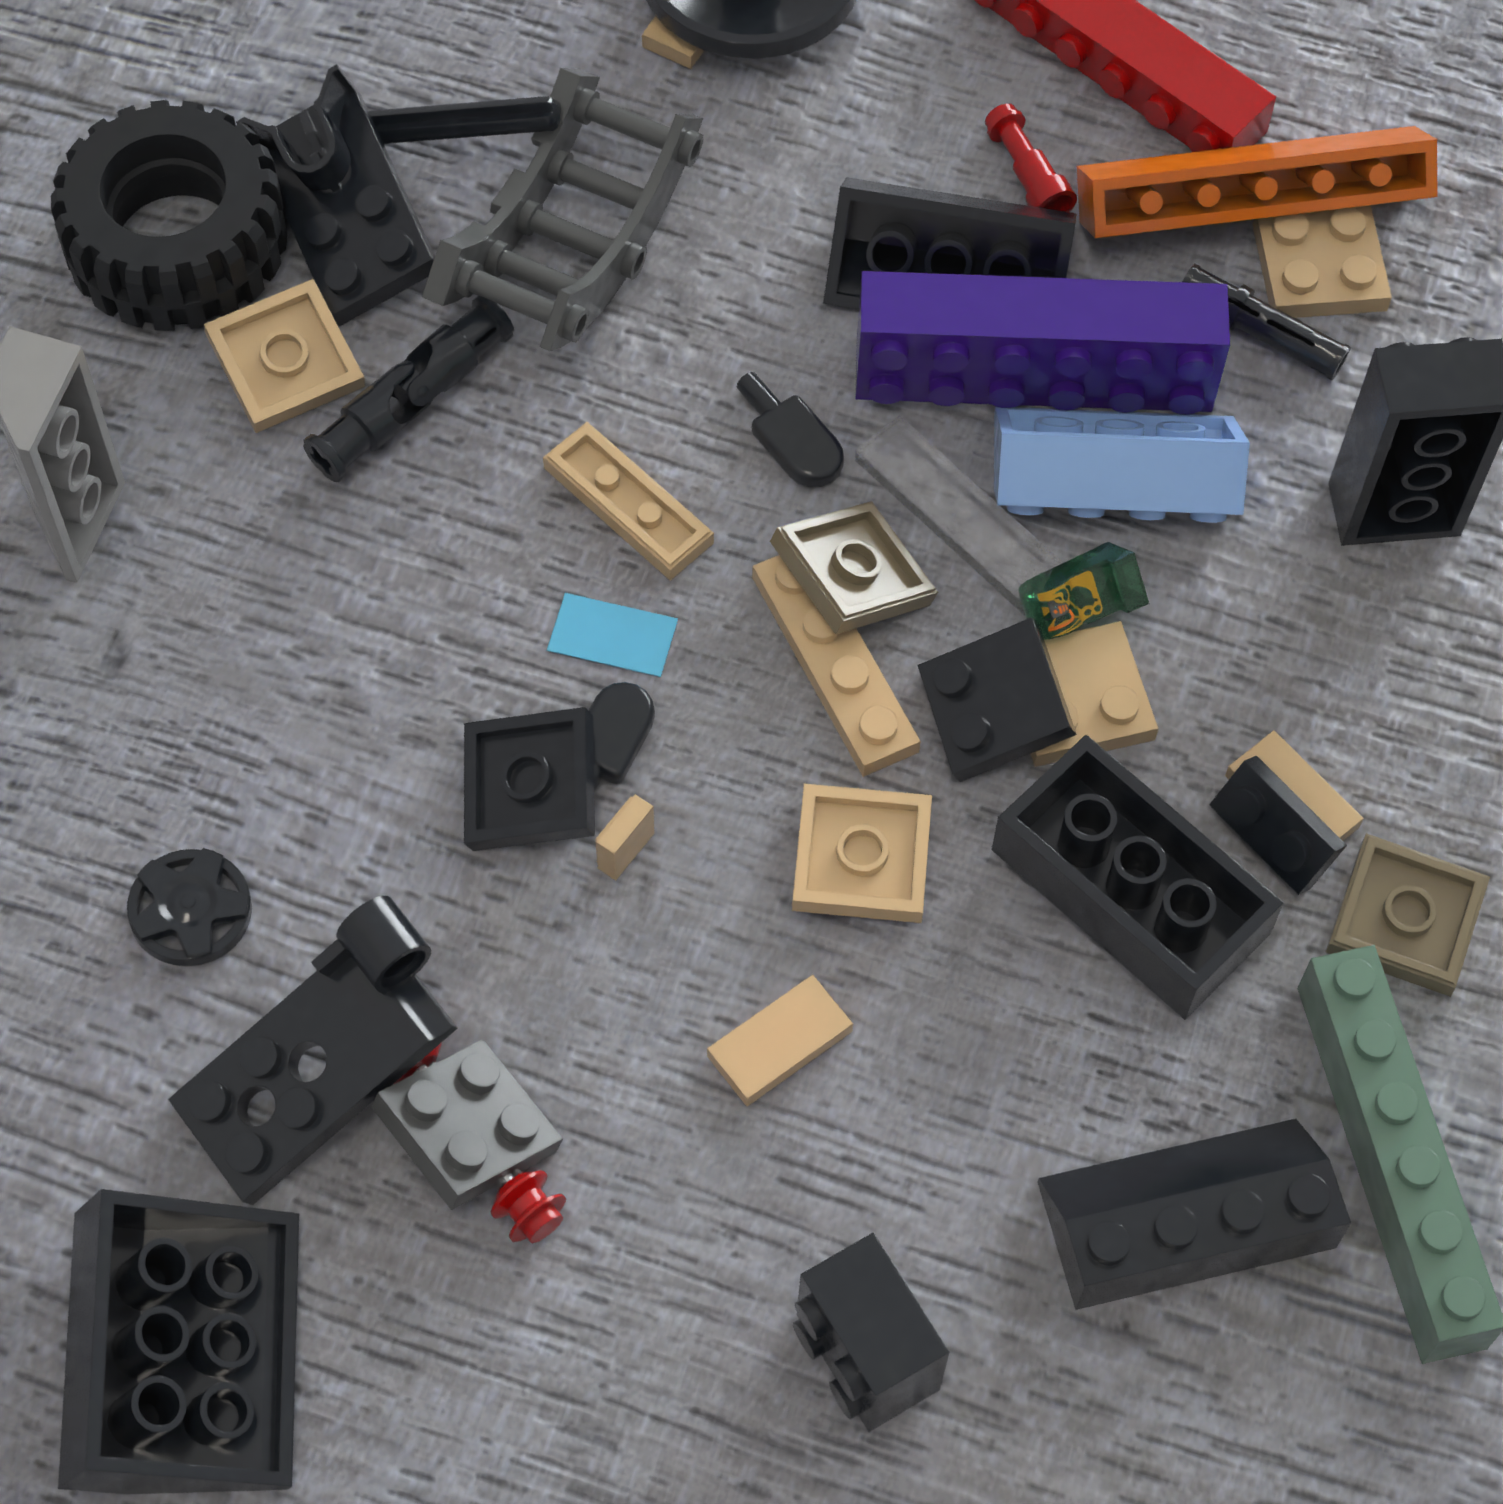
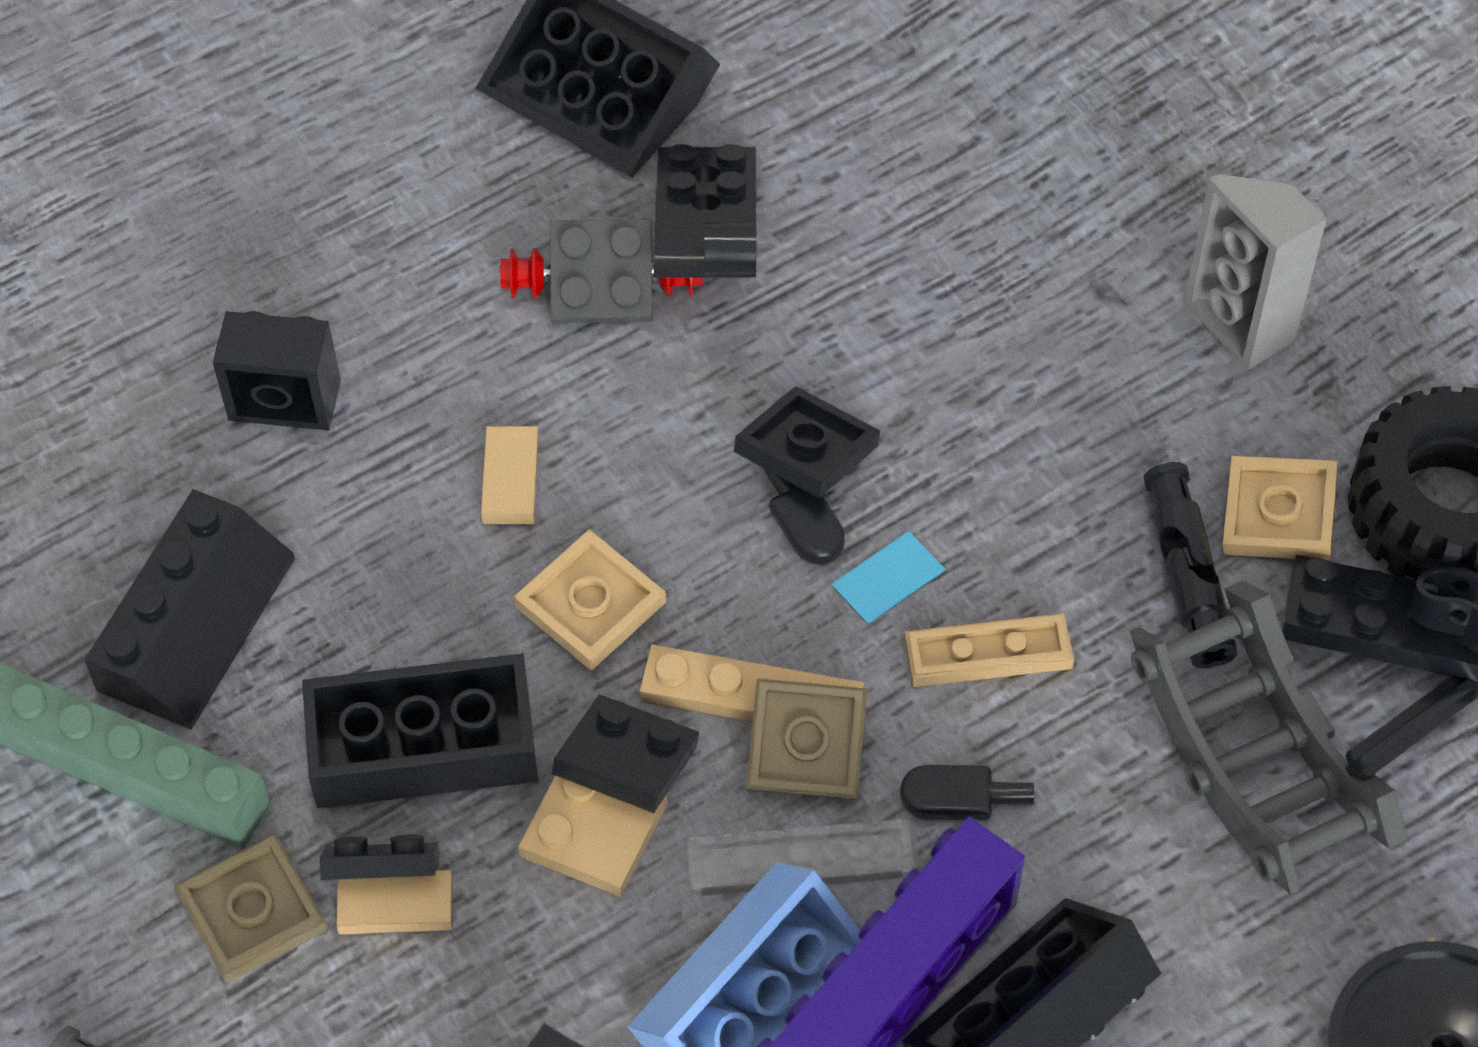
camera: 130 degrees right, 5 degrees down
(189, 906) = (880, 229): black wheel -> none
(624, 836) = (719, 469): tan tile -> none
(1084, 590) = (661, 871): clear green leg -> none

